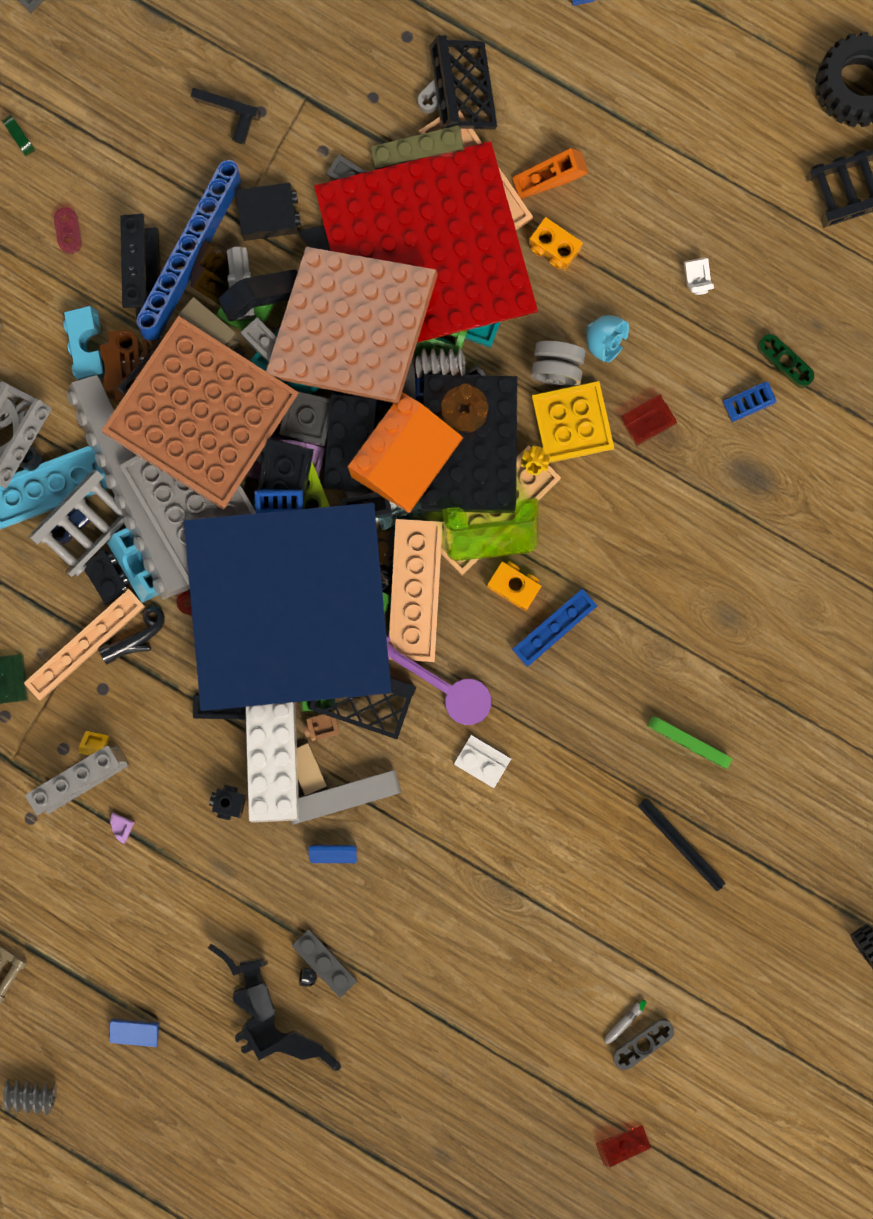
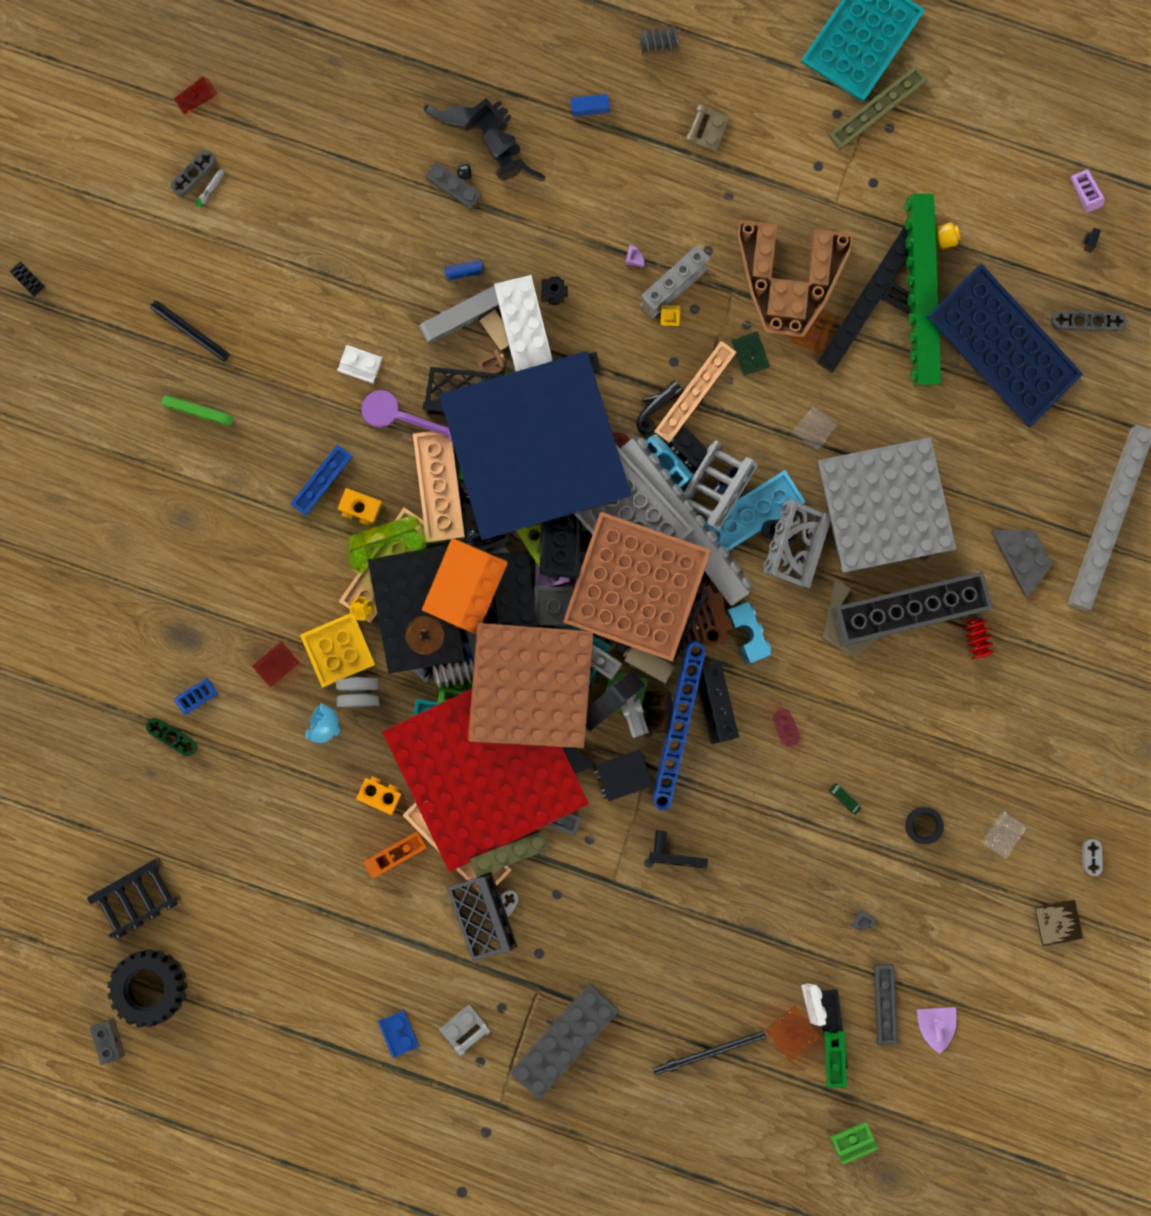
camera: 170 degrees right, 0 degrees up
(259, 500) = (567, 533): blue slope -> none
(698, 276) = (255, 792): white bracket -> none

